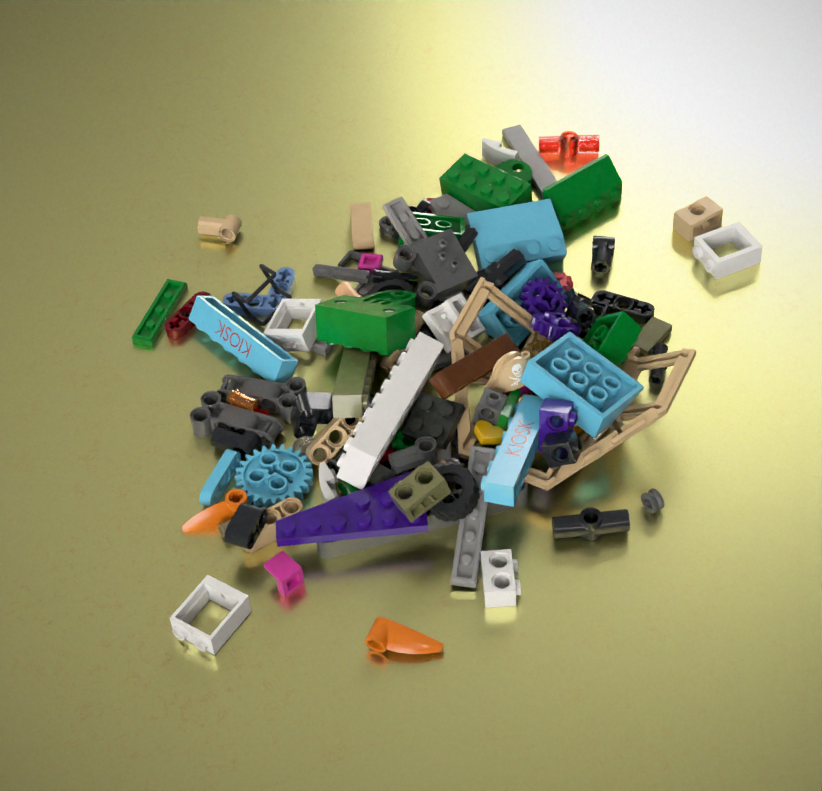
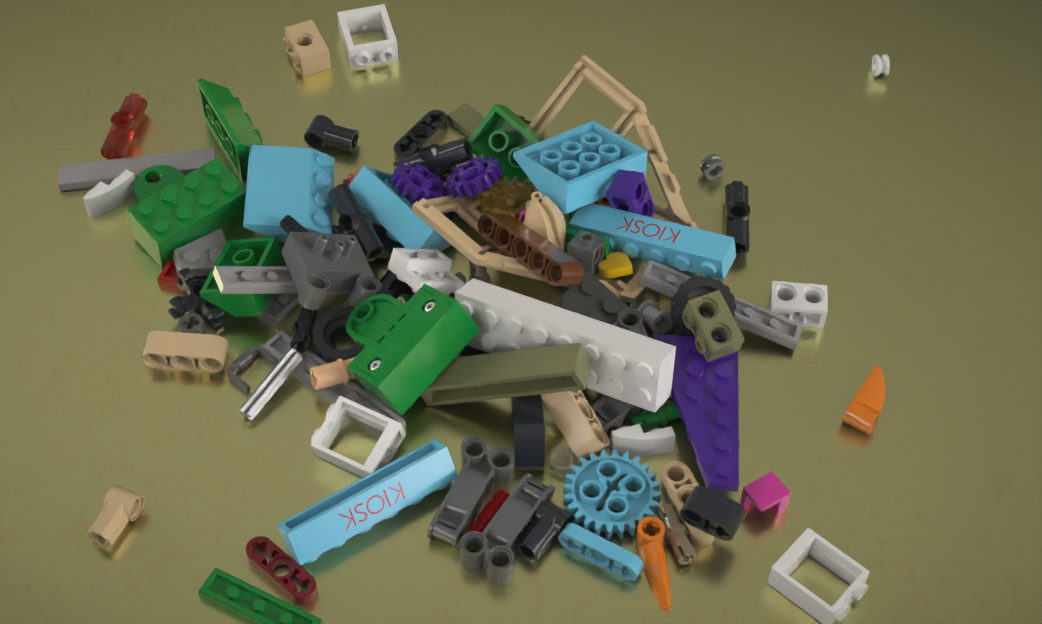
camera: 85 degrees left, 5 degrees up
(240, 299) = (313, 453): black piece -> none
(242, 400) = (481, 512): clear orange pin -> none
(267, 303) = (284, 469): medium blue beam -> none
(370, 262) = (267, 350): dark pink tile -> none
(553, 450) = (663, 201): black brick -> none

